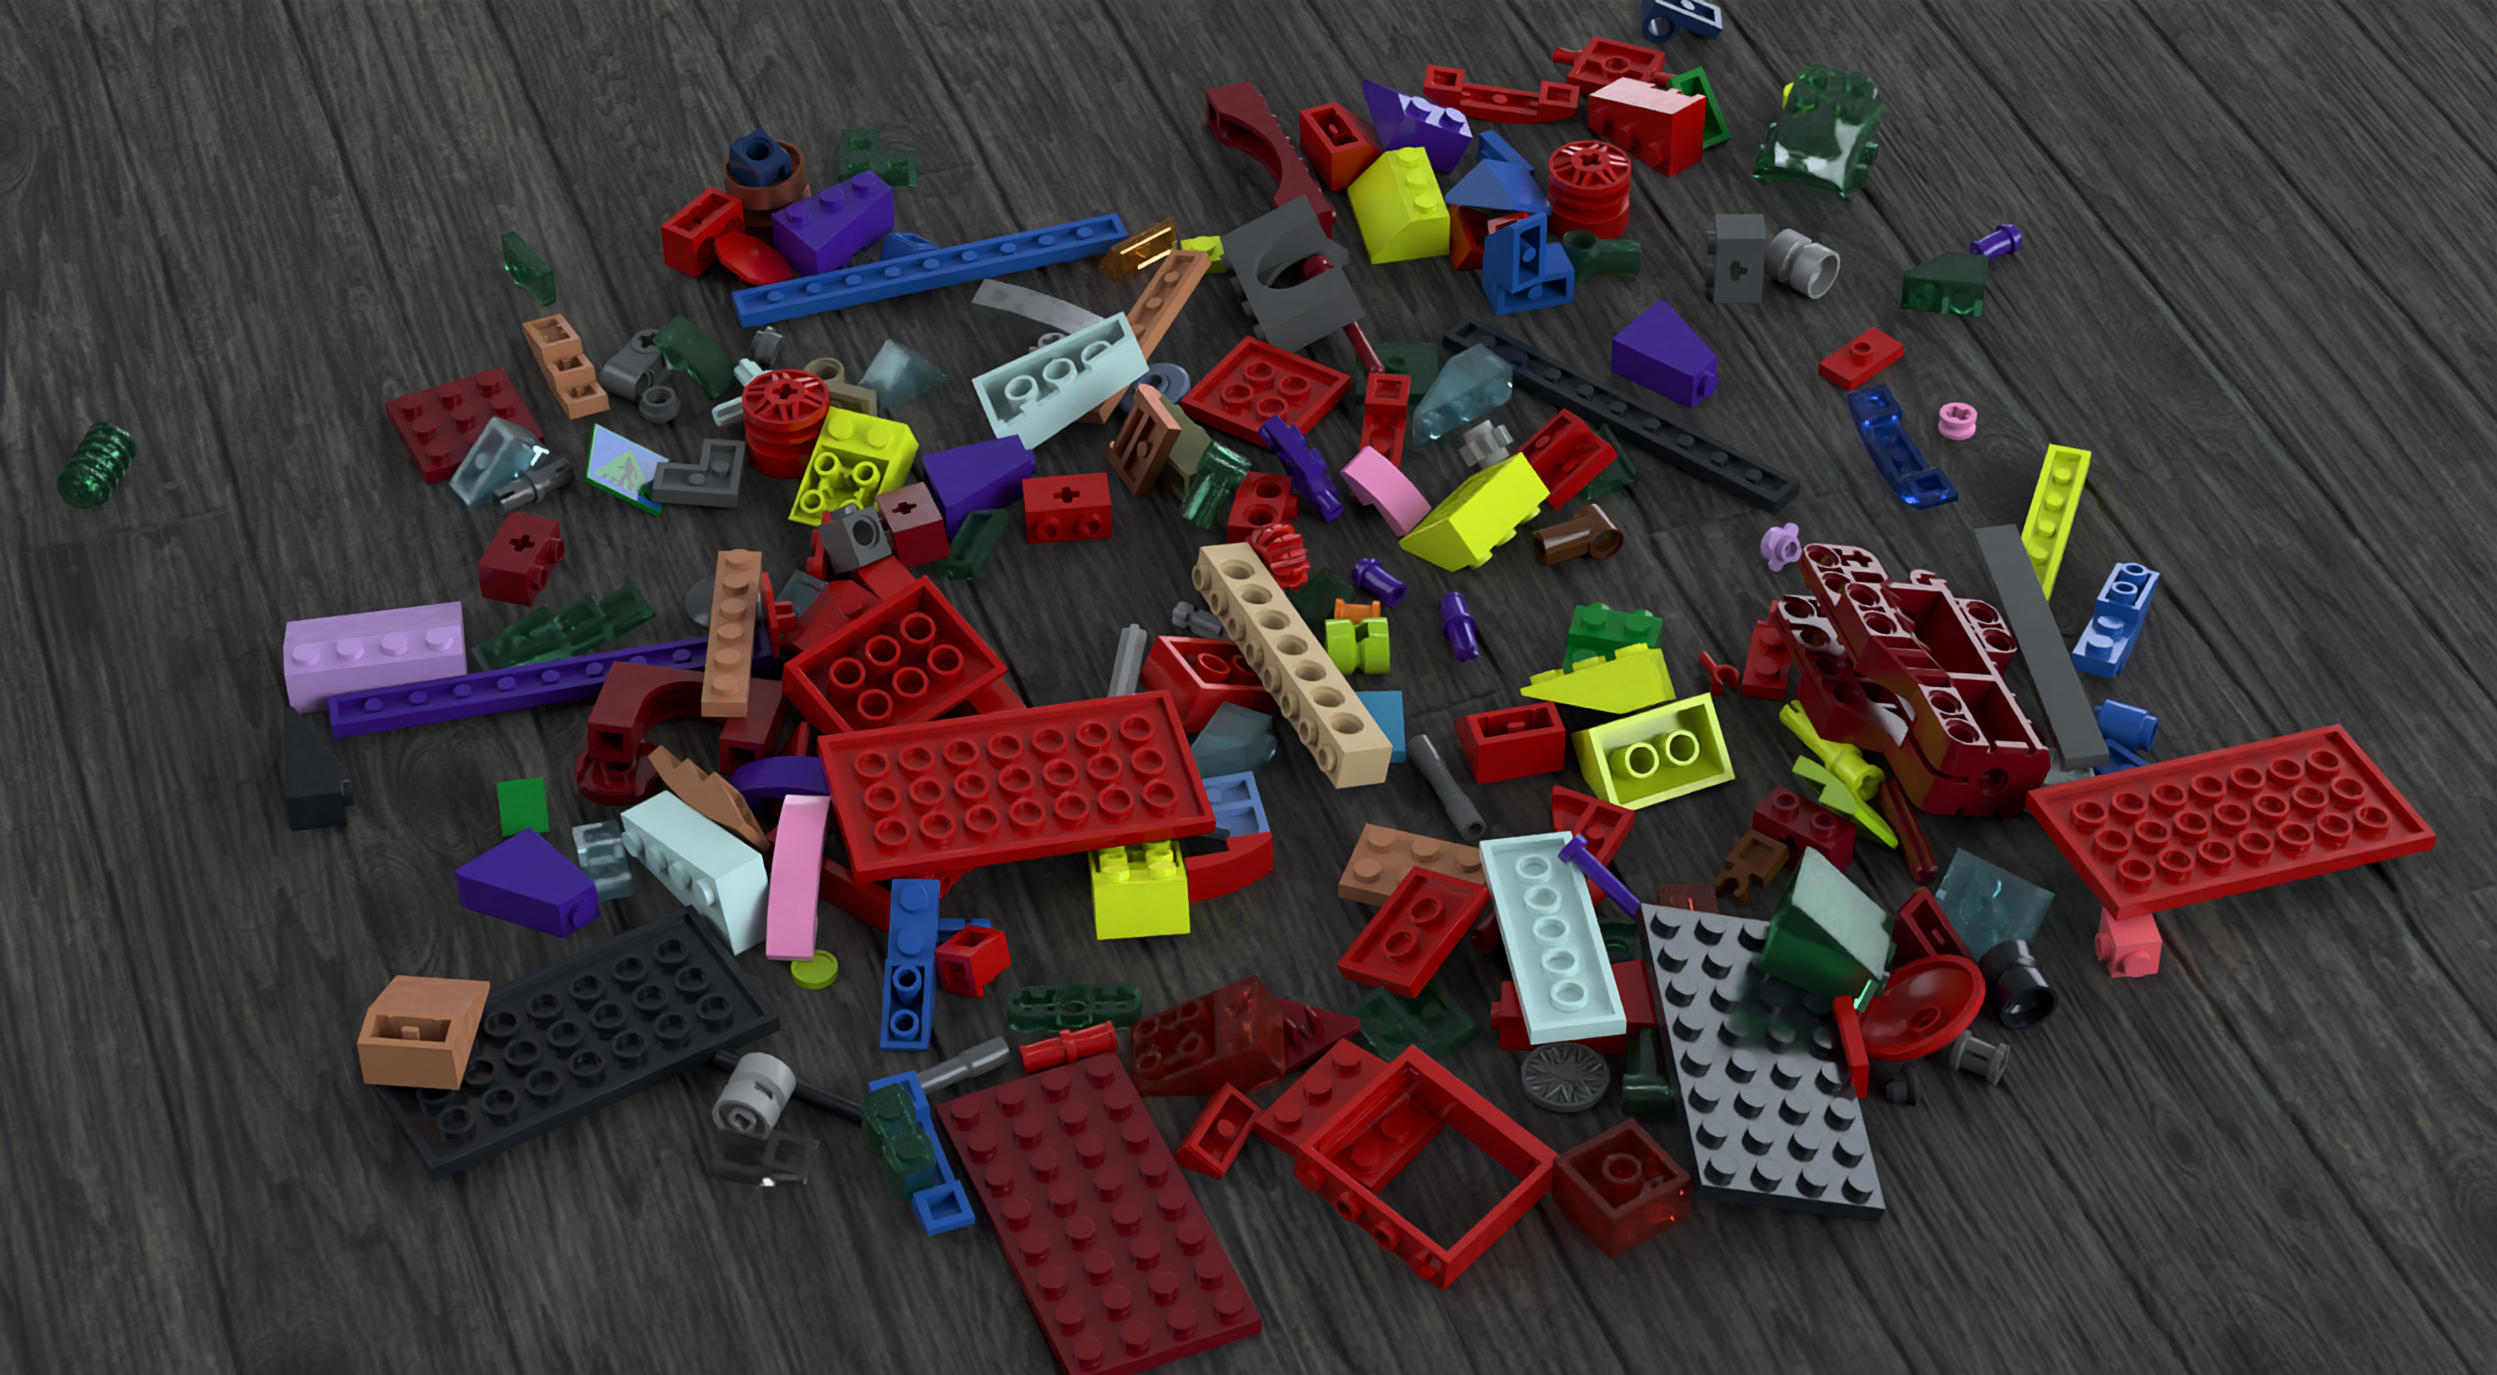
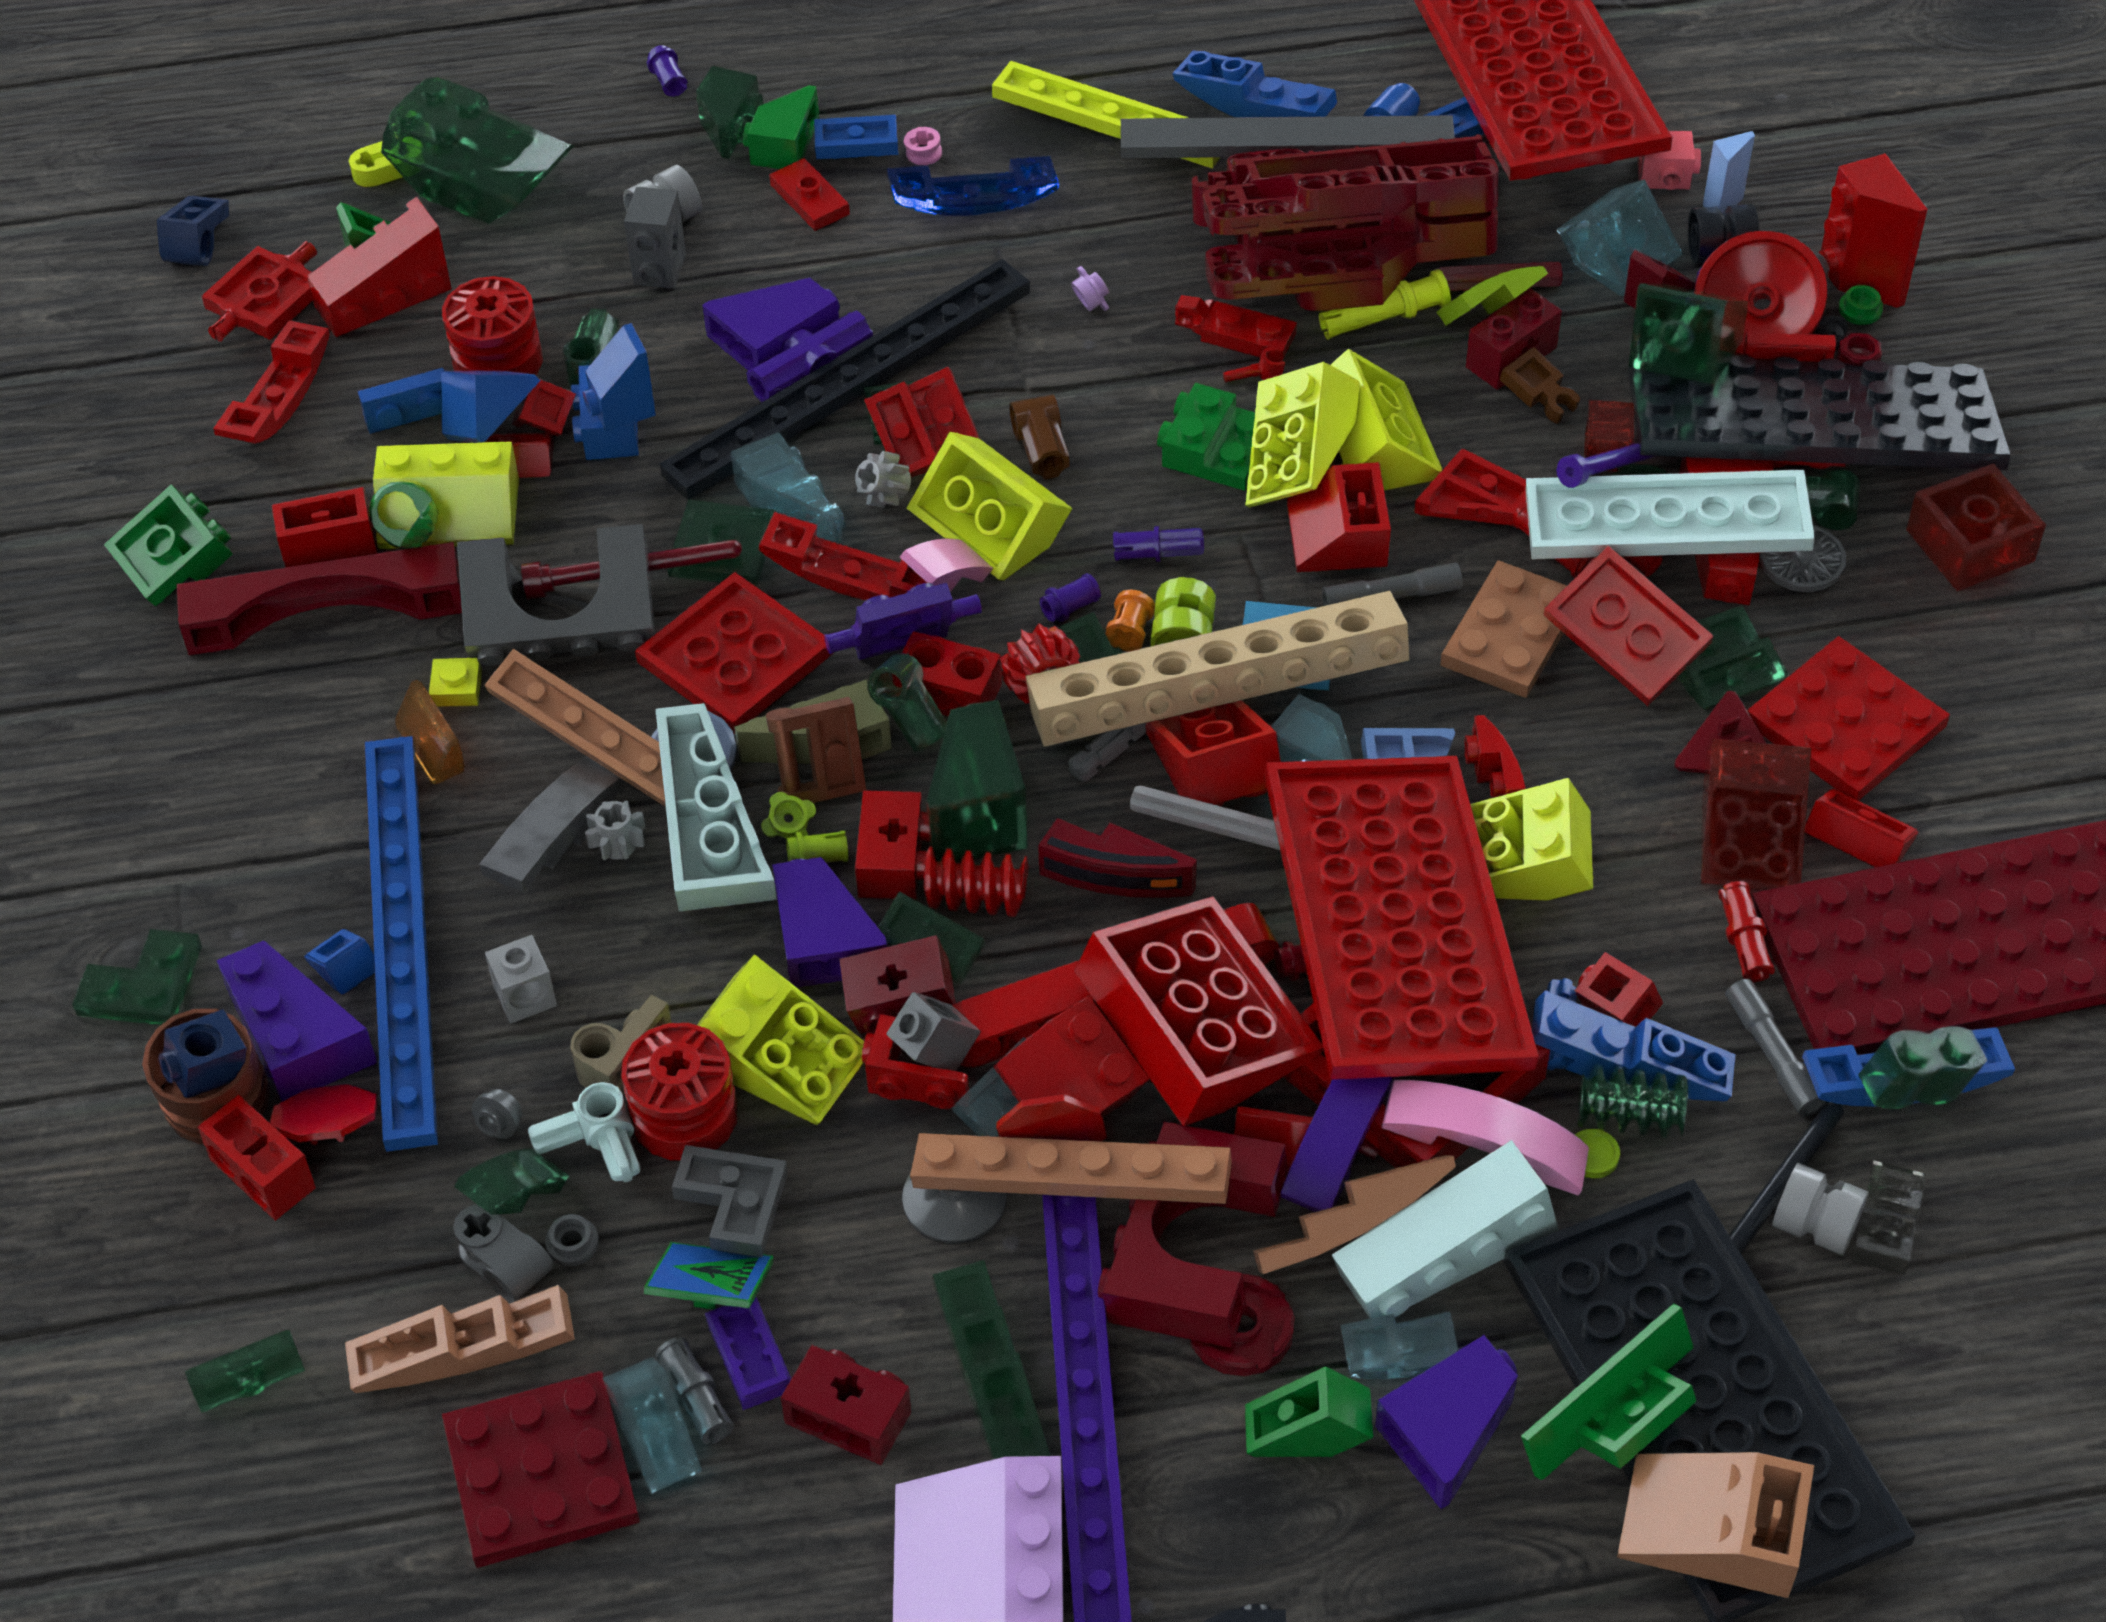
camera: 80 degrees left, 10 degrees up
(536, 963) = (1620, 1403): none -> green bracket
(570, 504) = (748, 1353): none -> dark purple plate
(855, 971) = (1633, 1100): none -> clear green piece
(891, 320) = (521, 979): none -> light grey brick
(900, 375) = (594, 985): clear light blue slope -> none
(1032, 557) = (975, 882): none -> red piece
(1042, 996) = (1669, 939): clear green beam -> none
(1055, 462) = (829, 846): none -> lime pin
(1074, 636) = (1115, 862): none -> dark red slope
(1088, 451) = (784, 805): none -> lime plate
(1125, 534) = (977, 787): none -> clear green slope
(1306, 78) = (169, 544): none -> green plate
(1345, 188) = (423, 526): none -> green piece
(1417, 122) = (319, 452): dark purple slope -> none
(1466, 1113) = (1983, 609): red window -> none
(1637, 380) = (806, 353): none -> dark purple piece
(1878, 1108) = (1858, 349): none -> dark red tile
(1938, 325) = (782, 129): none -> green slope
(1946, 372) = (856, 137): none -> blue plate
(1955, 1110) = (1861, 305): none -> green plate
(2027, 1069) = (1873, 229): none -> red slope
(2095, 972) = (1728, 171): none -> light blue slope

